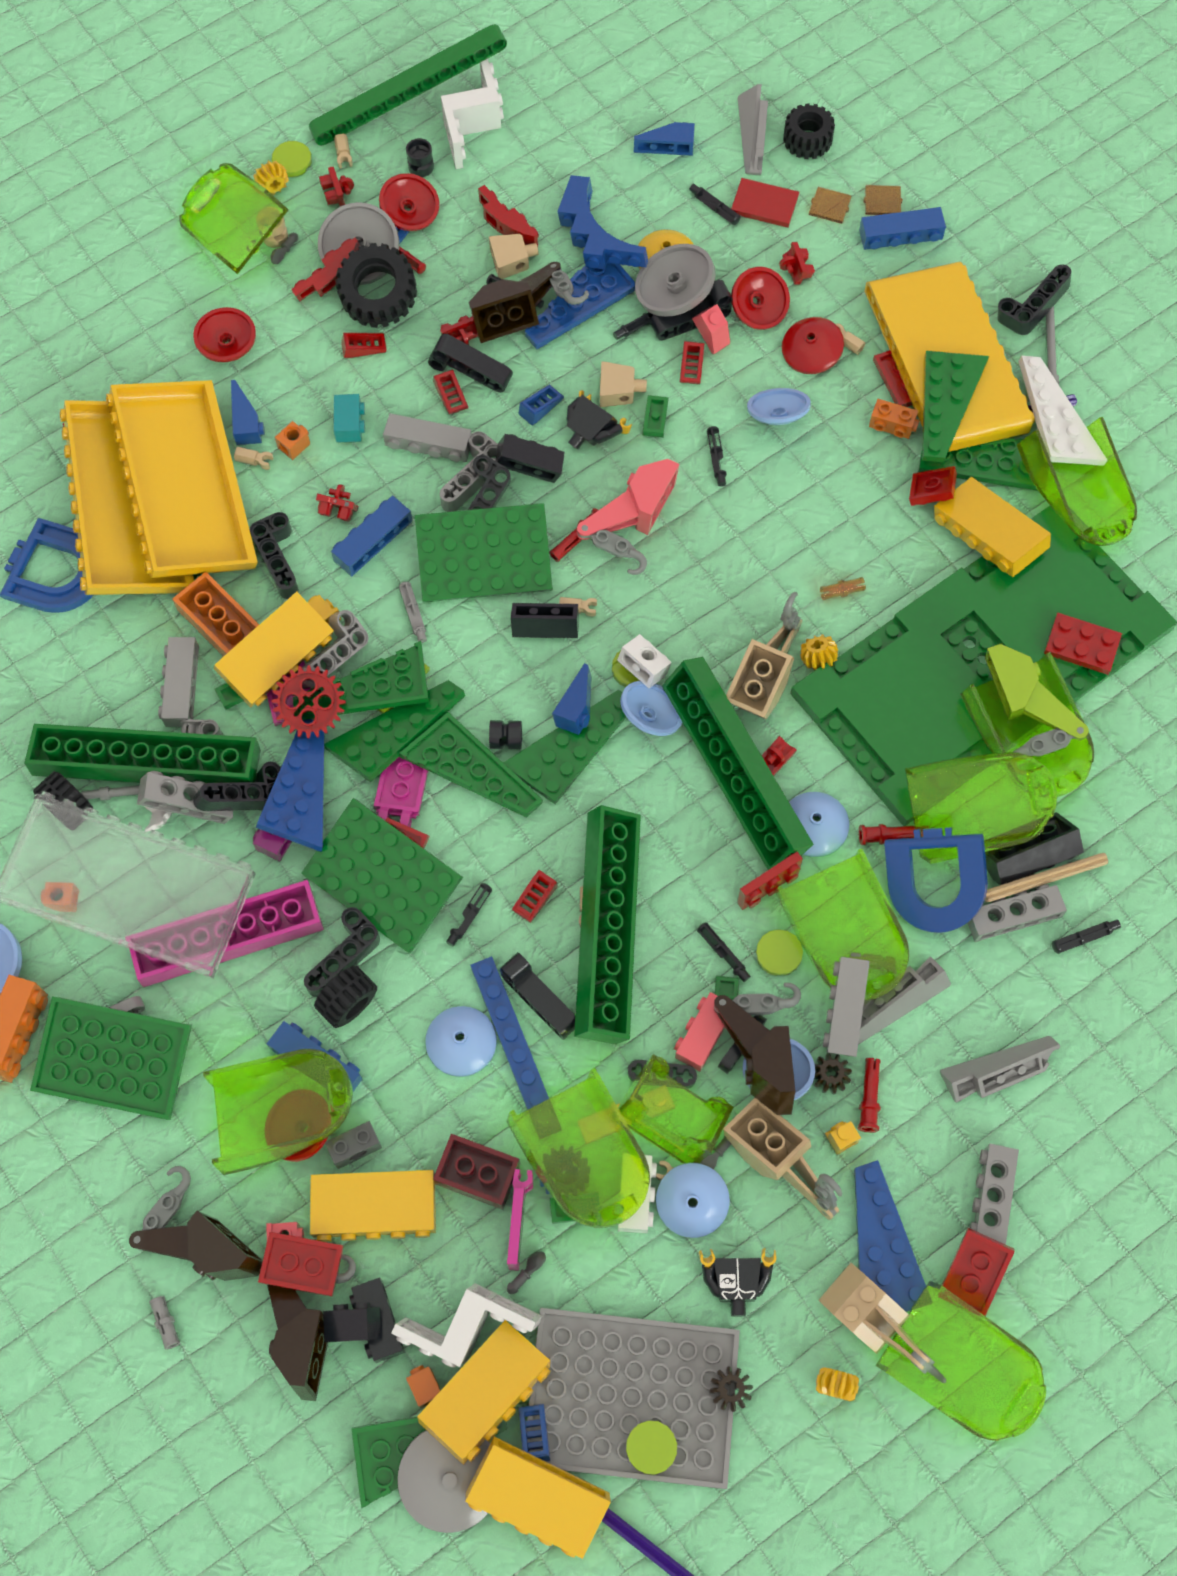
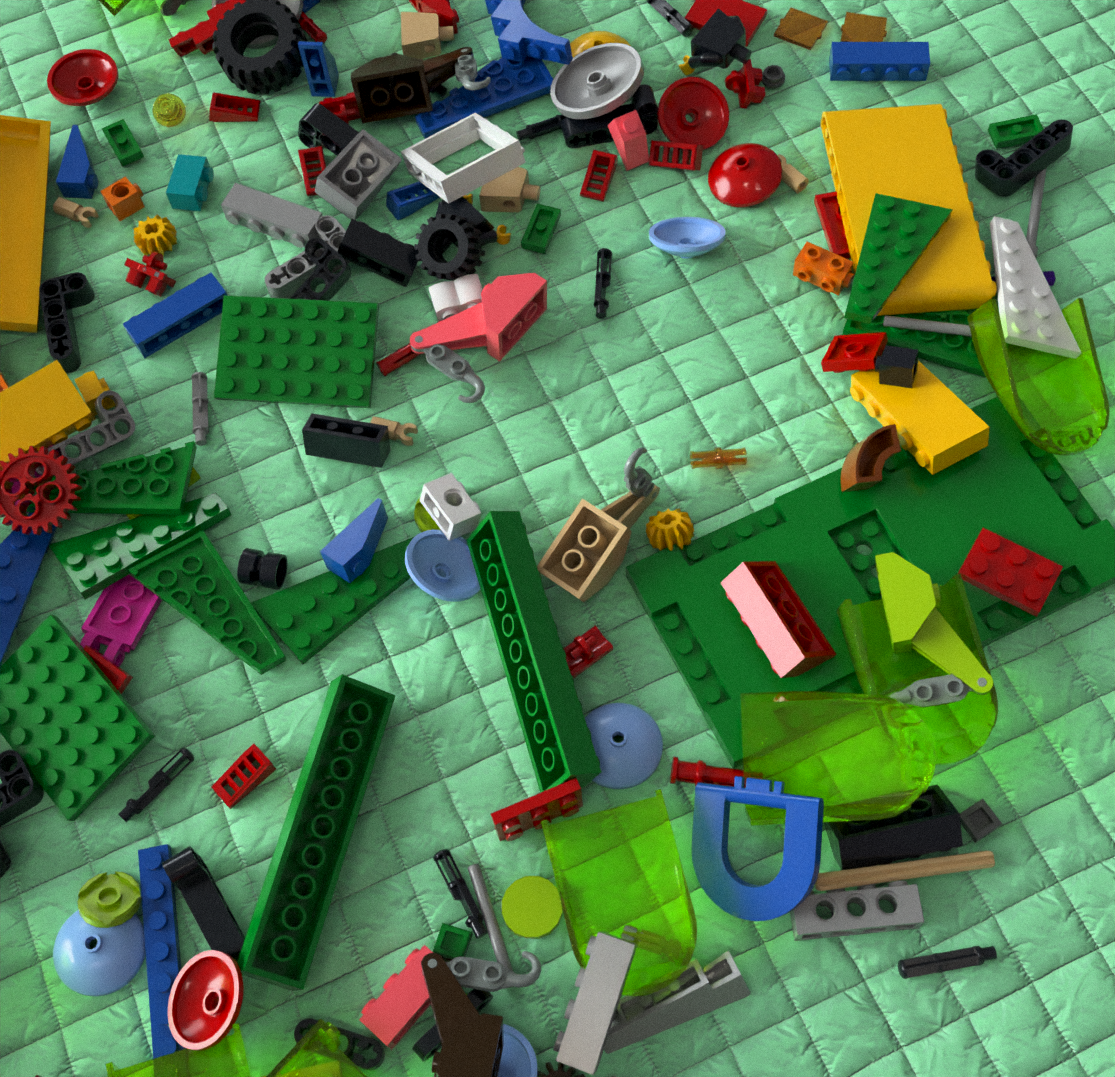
camera: 15 degrees right, 5 degrees down
(275, 389) = (122, 142): none -> green plate
(306, 353) = (169, 110): none -> clear yellow piece
(331, 469) = (155, 235): none -> yellow gear
(433, 301) = (319, 68): none -> blue slope
(460, 1004) = (109, 899): none -> lime tile
(493, 392) = (357, 175): none -> light grey slope
(538, 366) = (505, 157): none -> white window
(550, 1058) = (205, 1000): none -> red dish
(571, 445) = (431, 246): none -> black tyre
(602, 487) = (455, 295): none -> white brick
(745, 959) = (489, 916): none -> light grey bar
(752, 328) = (696, 155): none -> red slope
(768, 232) = (717, 44): none -> black torso
(817, 253) = (773, 76): none -> dark grey plate
(917, 707) = (777, 618): none -> slope
(961, 572) = (866, 459): none -> dark orange brick
(970, 494) = (897, 366): none -> black brick
(985, 455) = (926, 325): none -> light grey bar
(1024, 276) = (1014, 131): none -> green plate
(1092, 832) = (979, 820): none -> dark grey plate

